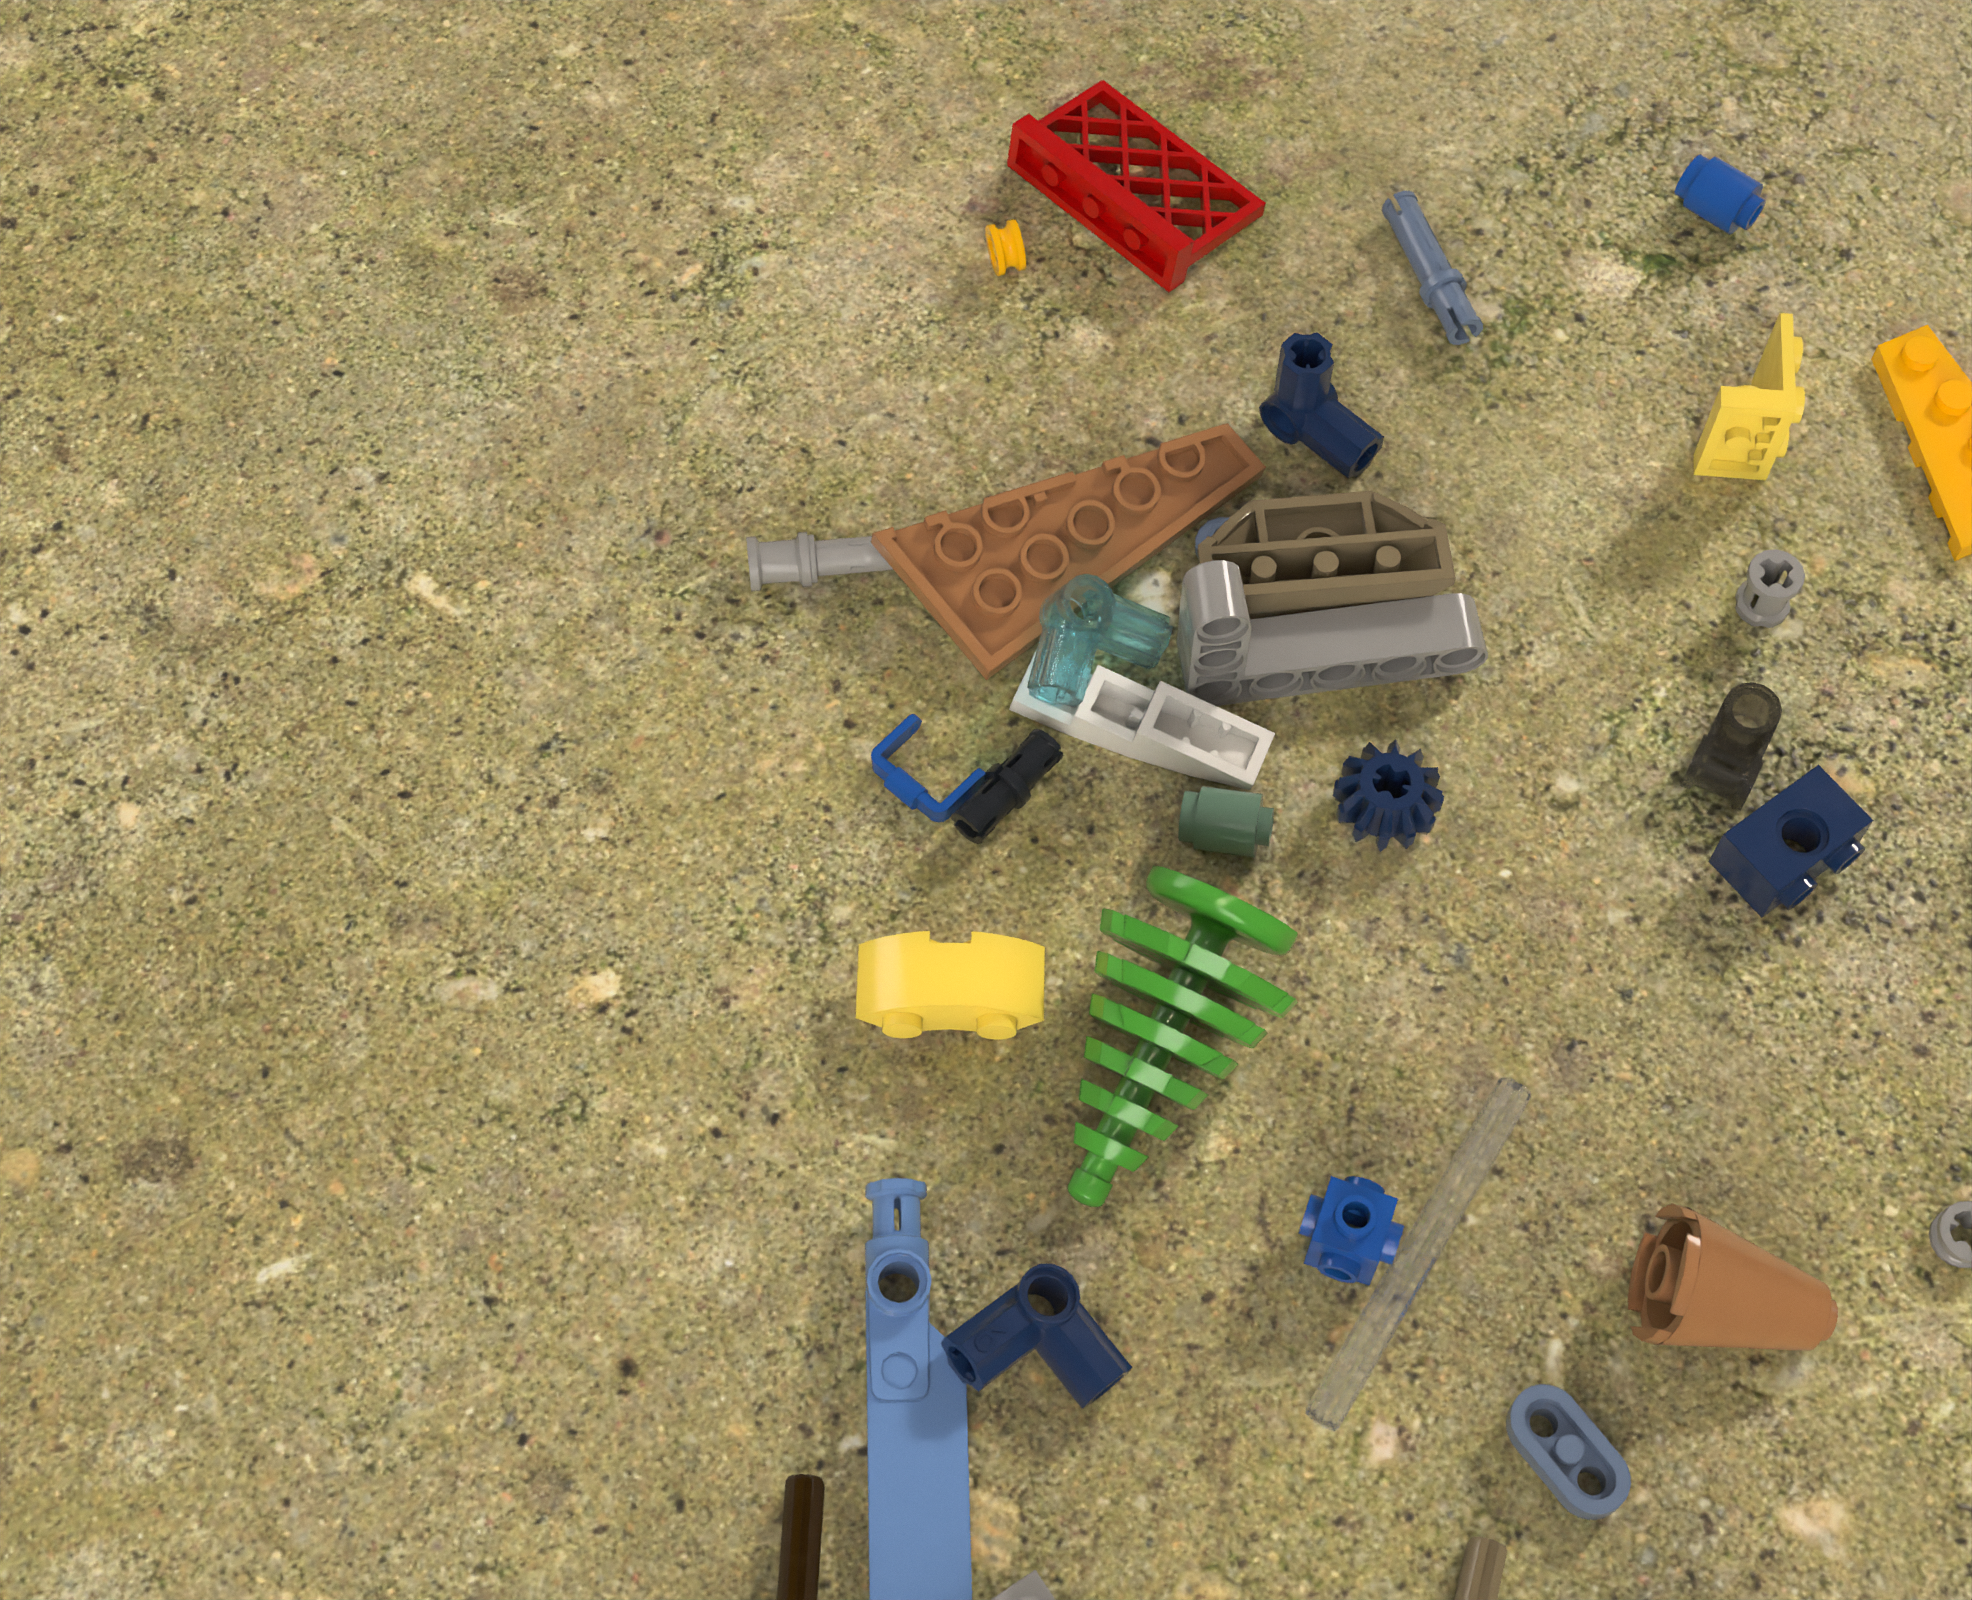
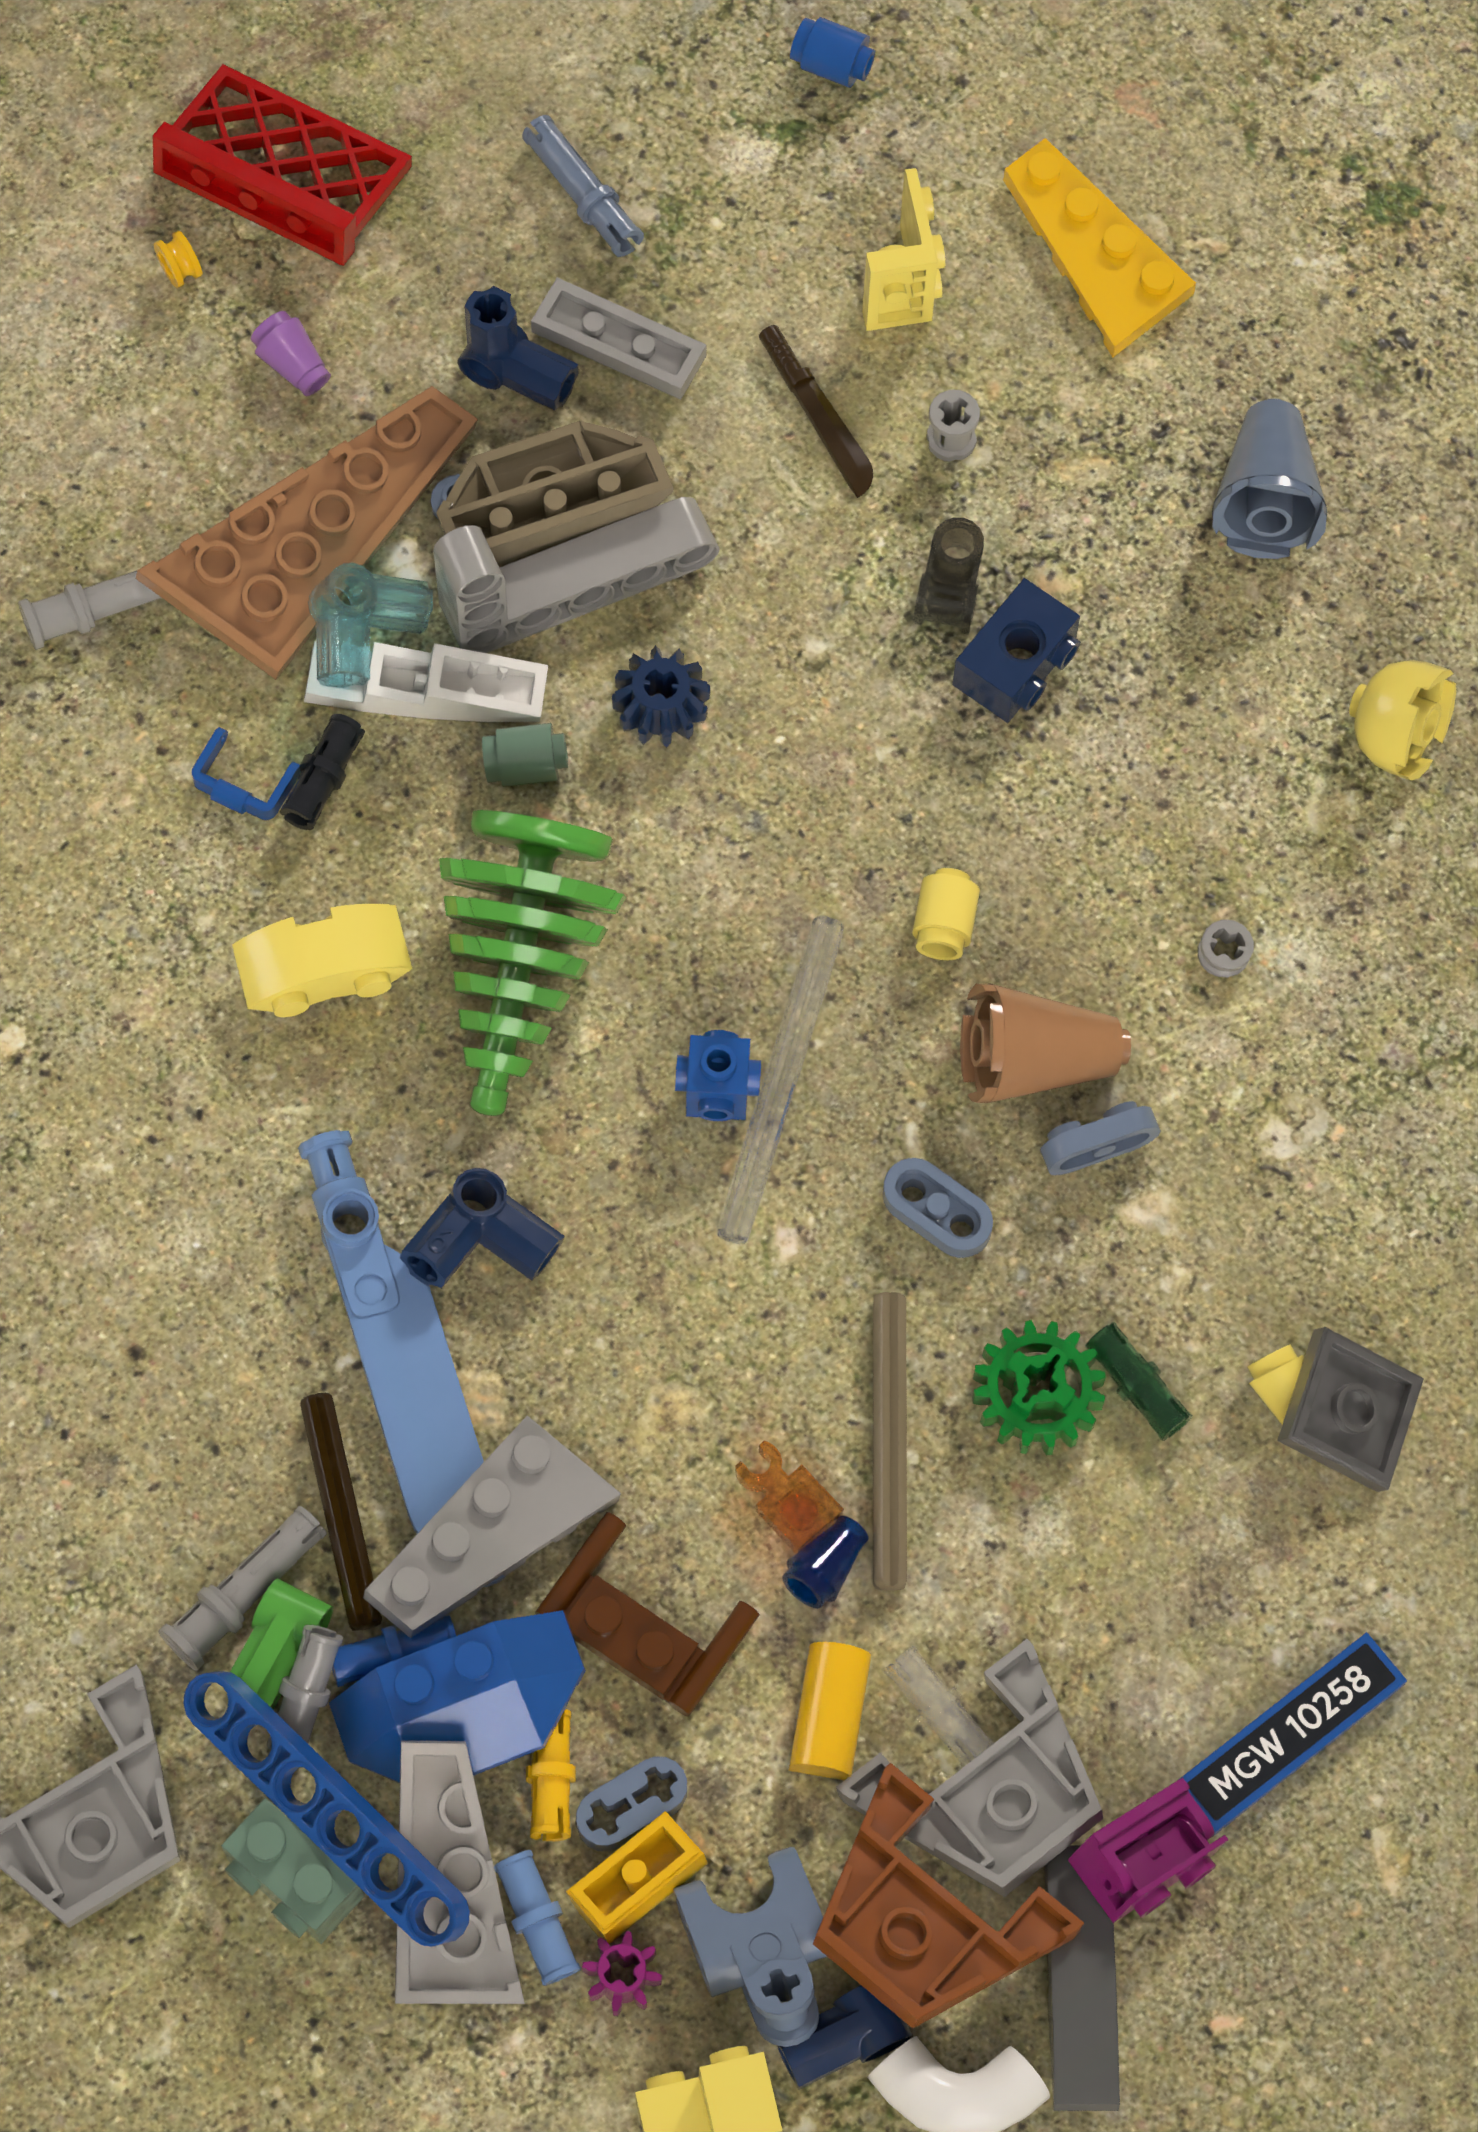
camera: 20 degrees left, 5 degrees up
(1092, 360) = (289, 351): none -> medium lavender cone
(1433, 422) = (618, 338): none -> light grey plate
(1635, 566) = (829, 426): none -> dark brown piece
(1650, 1112) = (945, 914): none -> light yellow brick
(1802, 1419) = (1117, 1133): none -> sand blue plate

